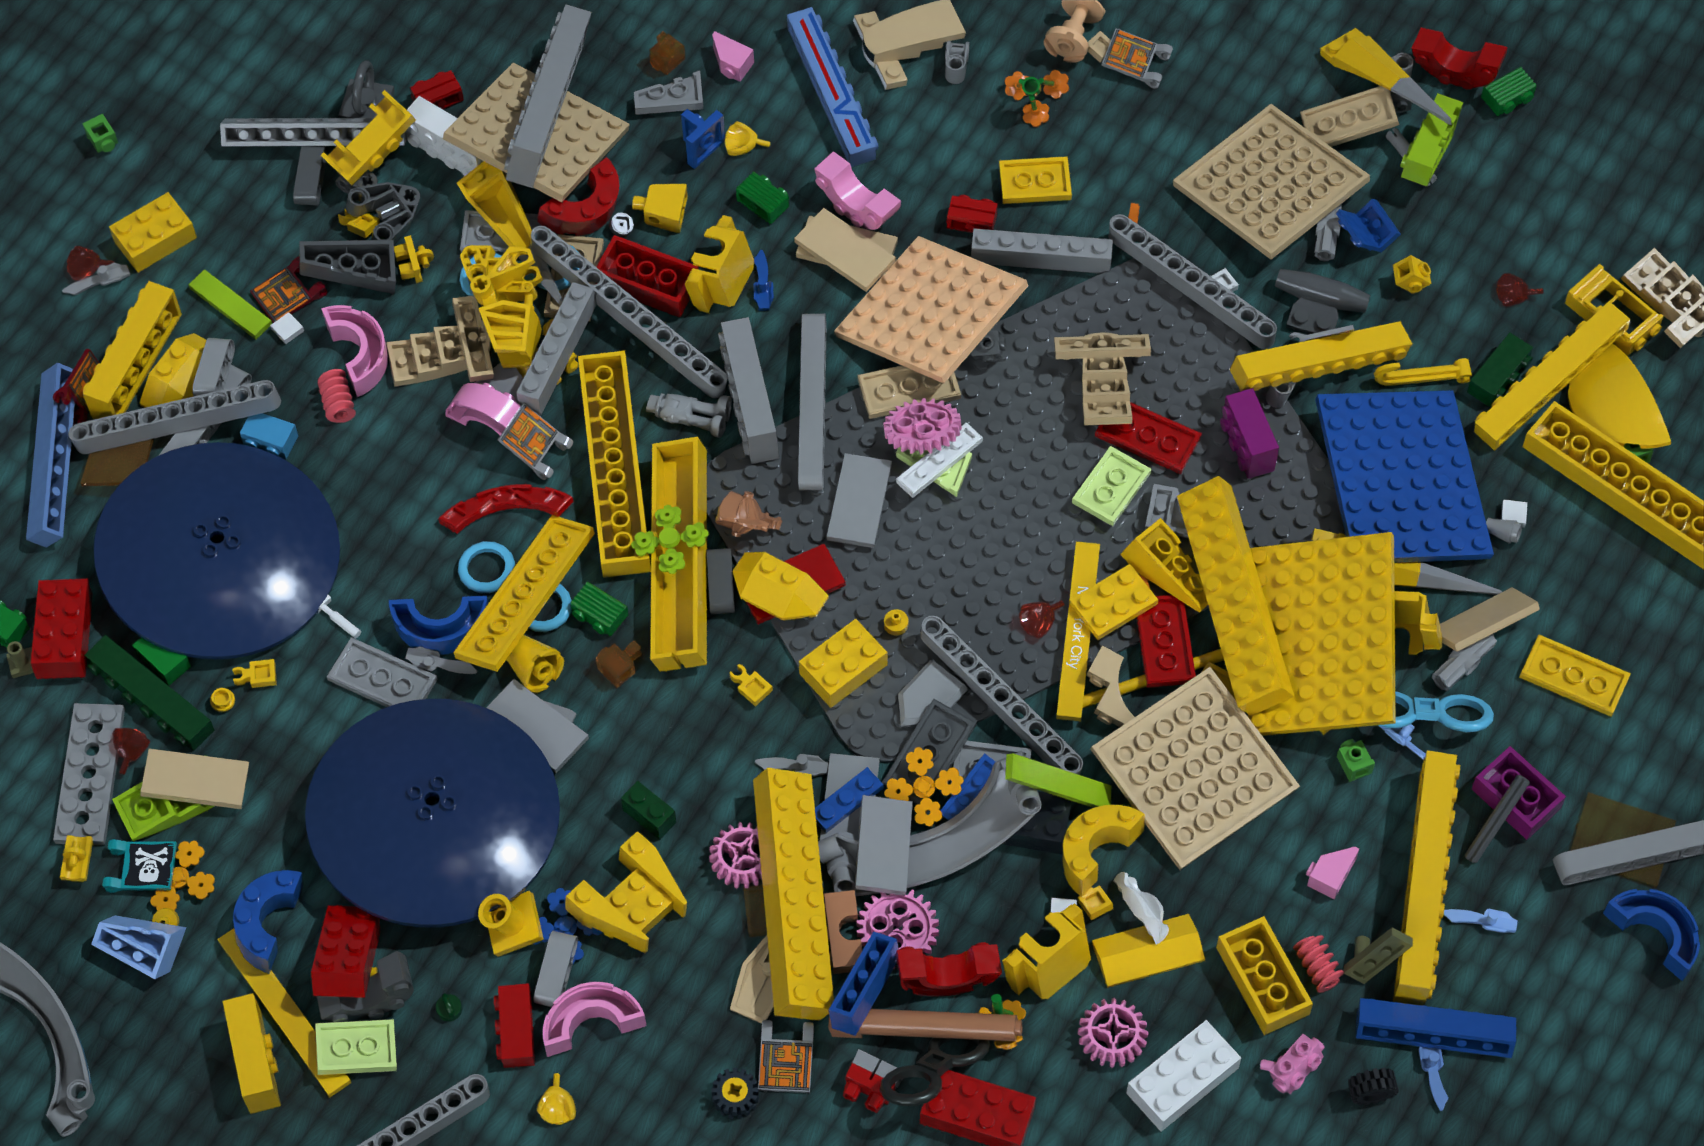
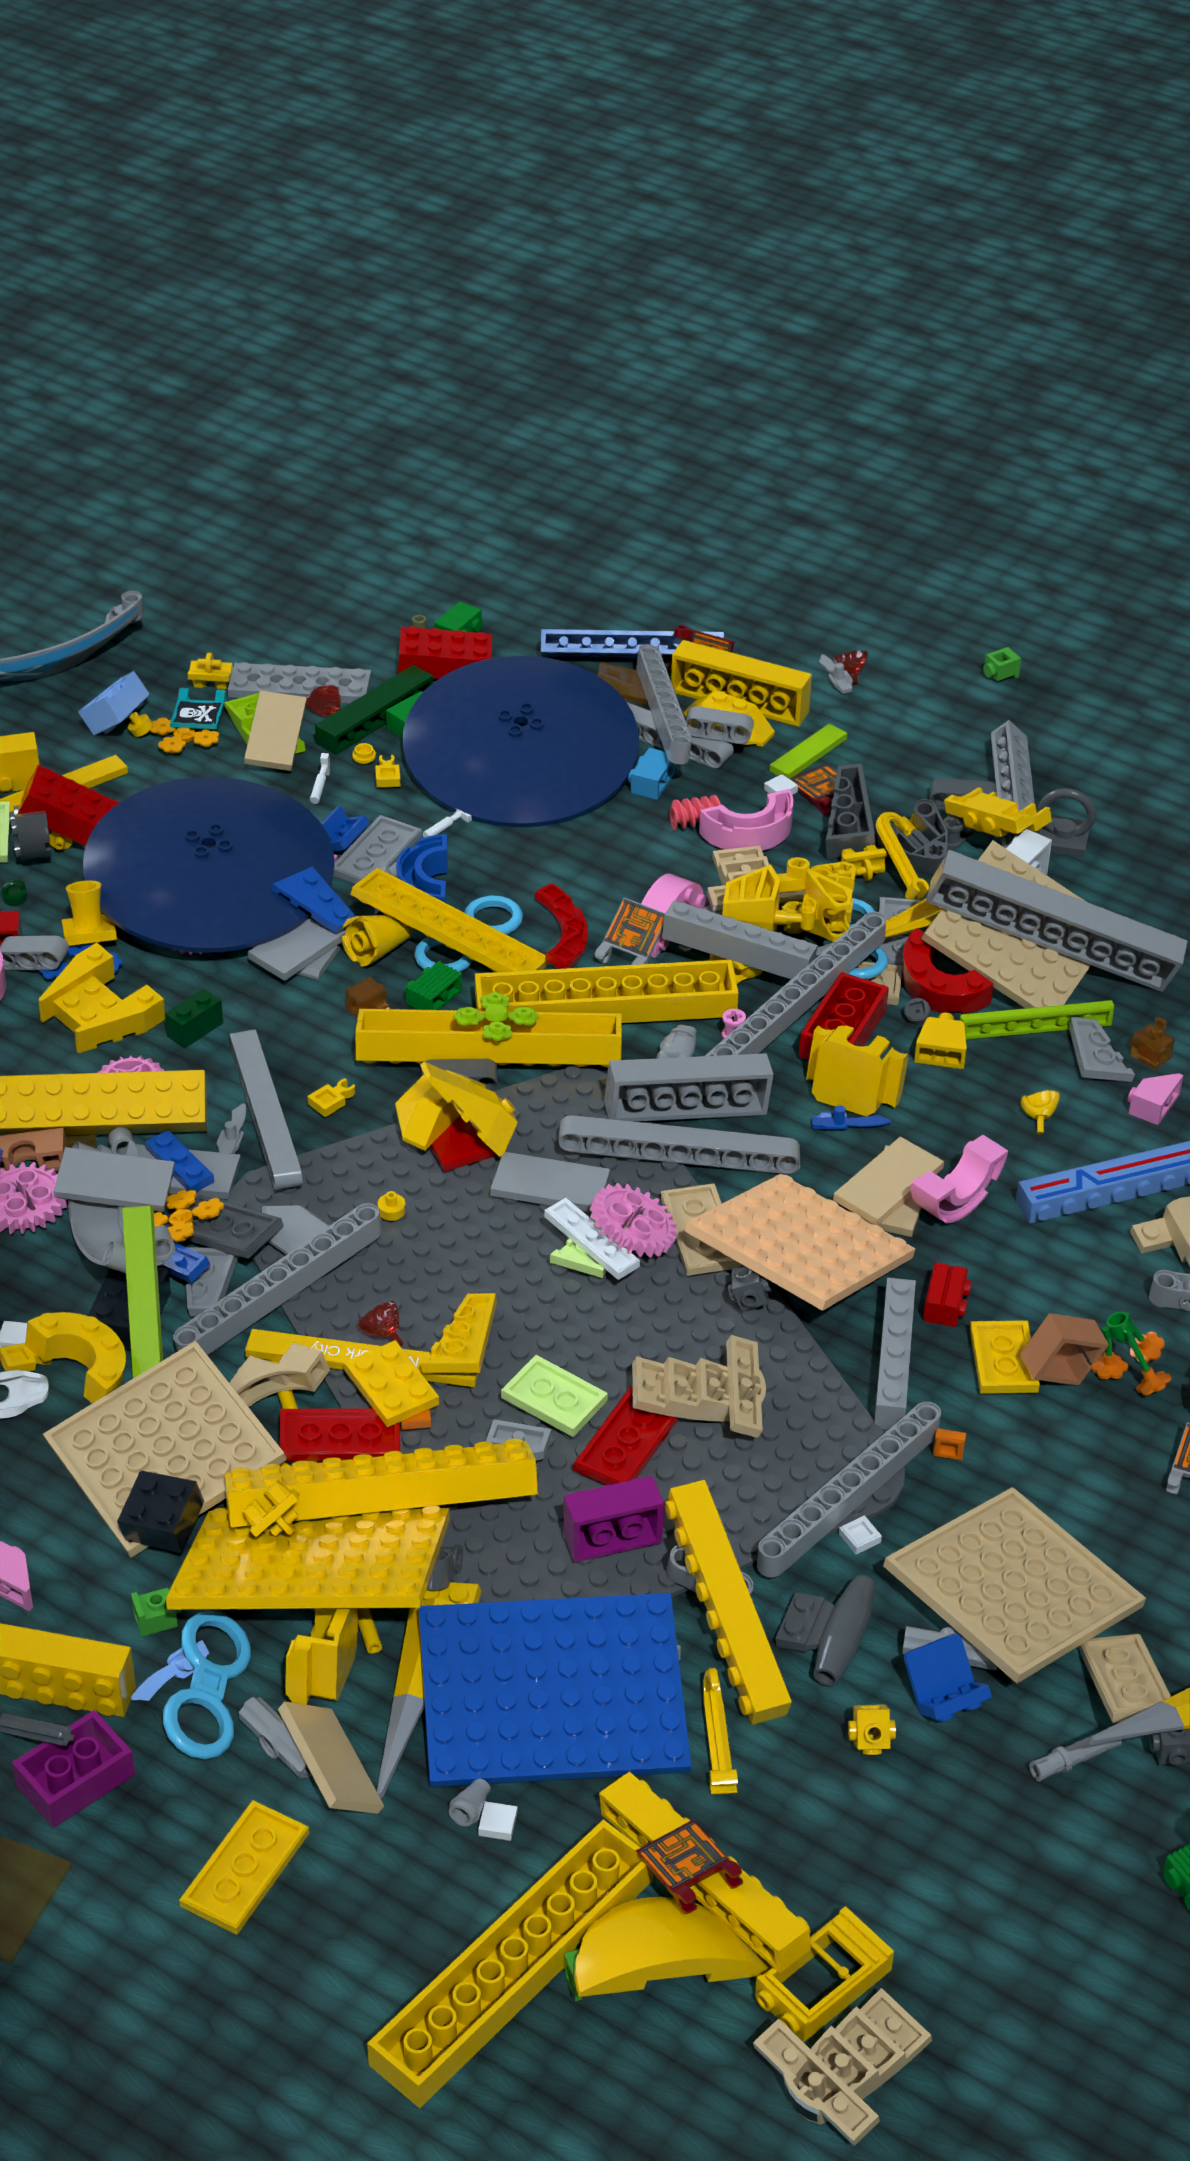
camera: 90 degrees right, 20 degrees down
(153, 232) = (887, 697): yellow brick -> none
(253, 905) = (118, 762): blue brick -> none
(274, 737) = (320, 779): none -> white piece
(355, 703) = (343, 829): none -> blue bracket
(440, 90) = (1077, 876): red brick -> none
(451, 220) = (915, 885): none -> yellow piece
(492, 707) = (316, 896): none -> blue wing
(634, 134) = (1034, 1019): none -> lime tile
(647, 364) = (730, 1026): none -> bright pink bush
(701, 136) = (1030, 1061): blue bracket -> none
(744, 514) = (527, 1077): nougat helmet -> none
(762, 197) = (959, 1118): green brick -> none
(773, 735) = (265, 1110): none -> light grey beam
(802, 543) = (484, 1108): none -> yellow wedge
(843, 663) = (340, 1155): yellow brick -> none
(1044, 131) = (1056, 1351): none -> nougat piece
(1062, 550) = (465, 1338): none -> yellow wing
(1160, 559) = (450, 1421): yellow wedge -> none
(1275, 754) = (160, 1511): none -> black brick
(1291, 656) = (283, 1500): none -> yellow hips
(1302, 337) = (763, 1610): light grey flag -> none
(1430, 142) = (1107, 1772): lime wedge -> none
(1500, 370) = (725, 1820): dark green brick -> none
(1513, 290) = (860, 1857): clear red piece -> none
(1560, 378) = (686, 1859): none -> flag

